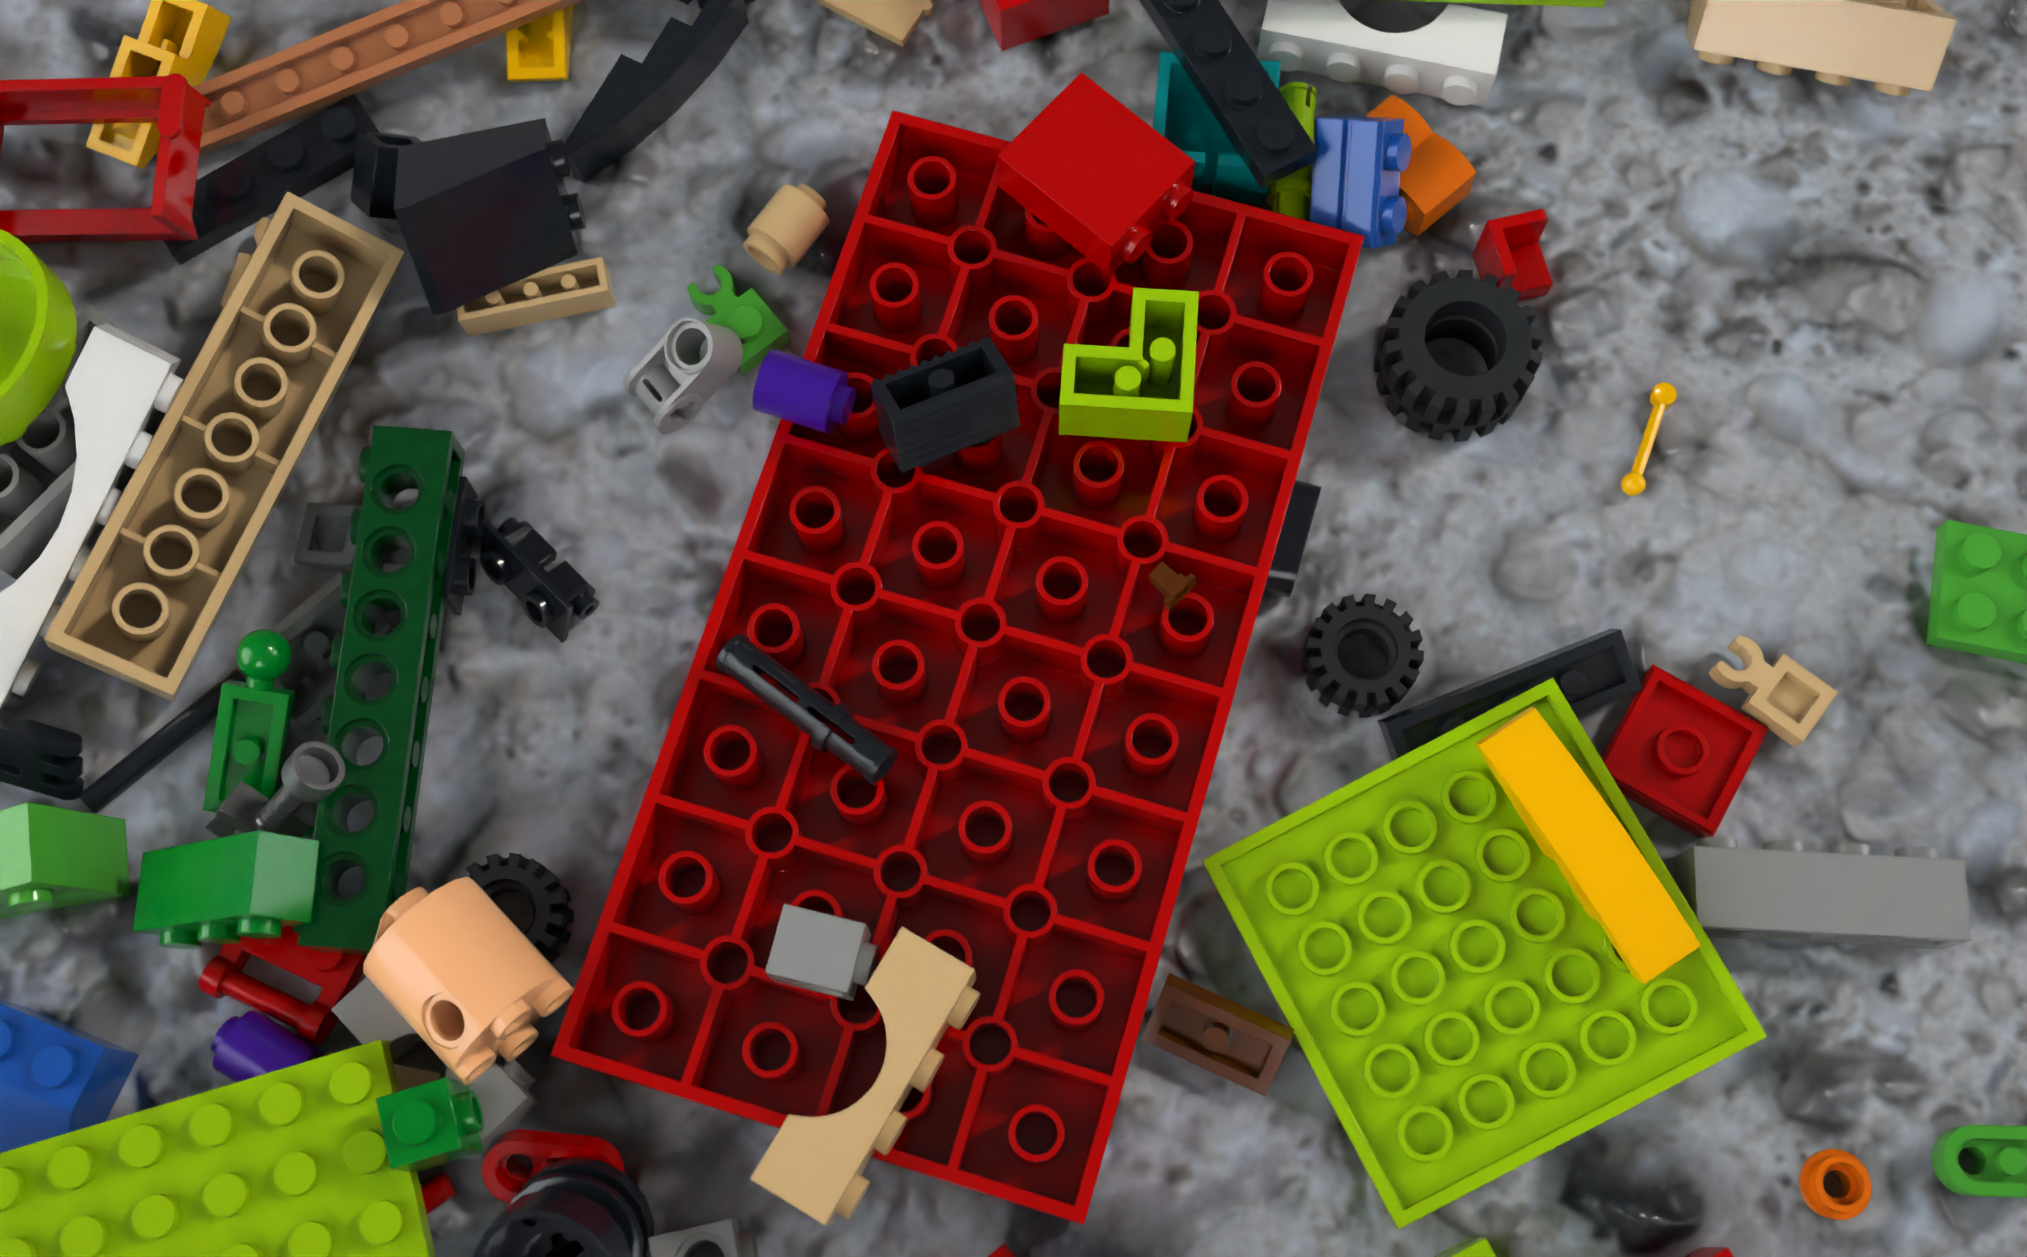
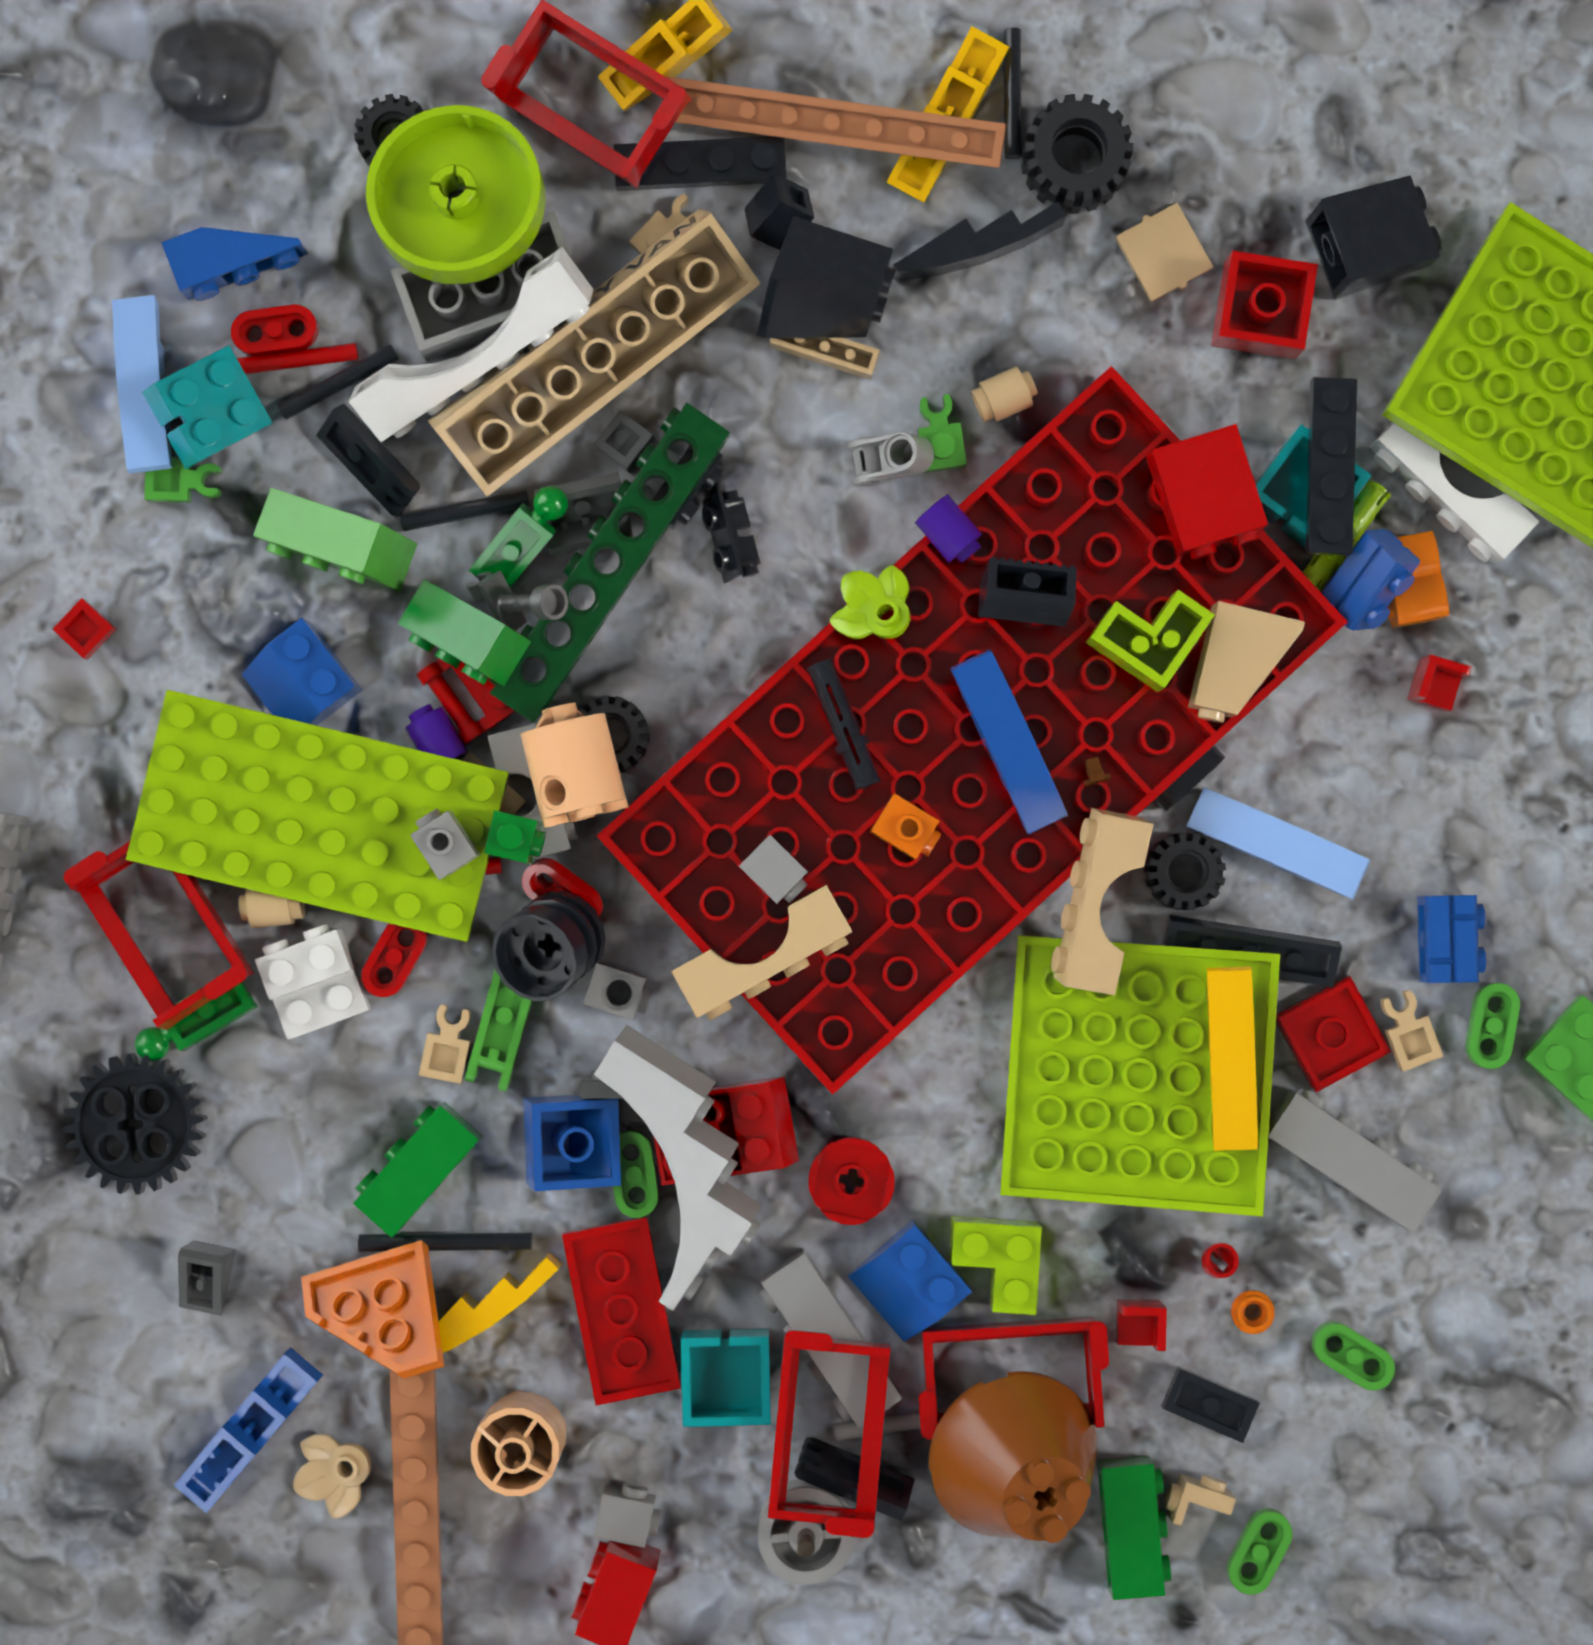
camera: 25 degrees right, 15 degrees up
(327, 1190) = (444, 842): none -> light grey brick
(753, 537) = (868, 600): none -> lime plate
(967, 791) = (906, 827): none -> orange brick
(1036, 604) = (1009, 741): none -> blue slope
(1217, 1034) = (966, 1035): reddish brown plate -> none
(1259, 340) = (1237, 657): none -> tan slope
(1304, 817) = (1110, 848): none -> tan arch
(1456, 551) = (1278, 843): none -> light blue slope
(1468, 312) = (1394, 715): black tyre -> none
(1661, 398) = (1470, 819): yellow hinge -> none
(1740, 545) = (1450, 939): none -> blue brick
(1746, 1127) = (1225, 1254): none -> red hinge
(1873, 621) = (1496, 1026): none -> bright green plate

